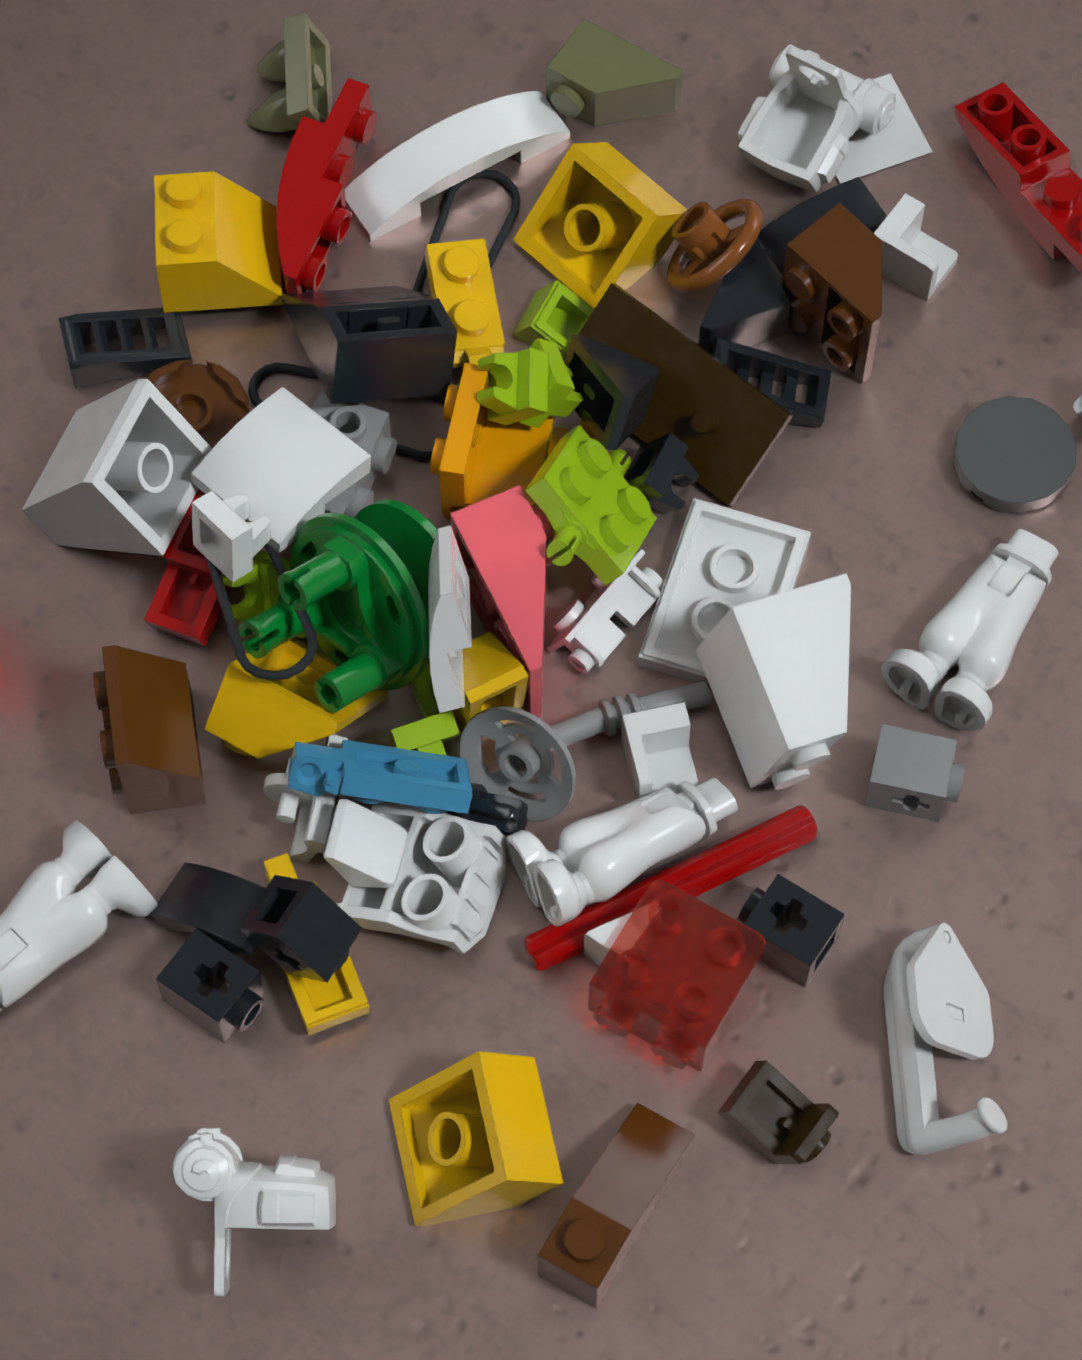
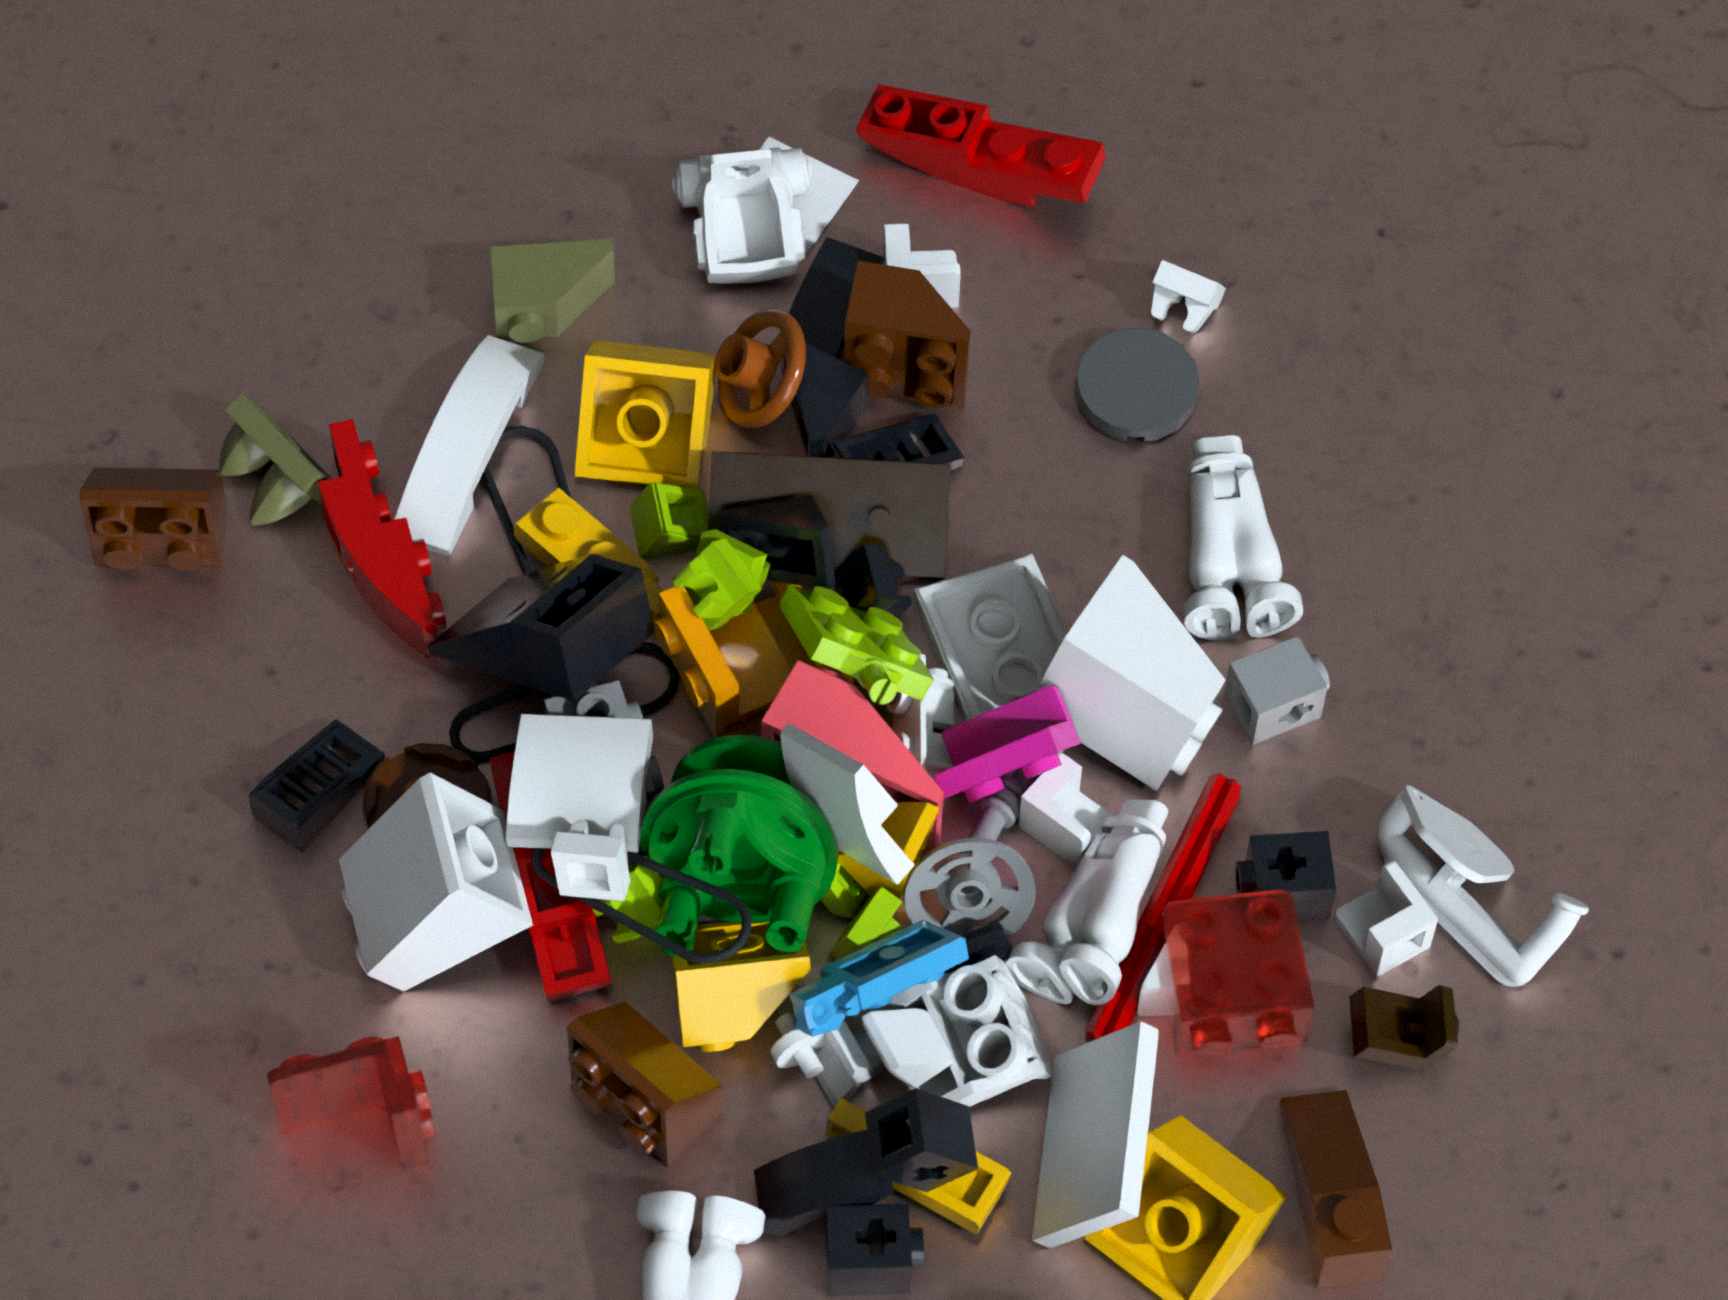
camera: 40 degrees left, 5 degrees down
(170, 66) = (155, 517): none -> reddish brown slope
(214, 244) = (326, 645): yellow slope -> none
(450, 1024) = (1096, 1135): none -> white tile
(647, 662) = (1008, 738): none -> dark pink bracket
(841, 1025) = (1388, 921): none -> white panel

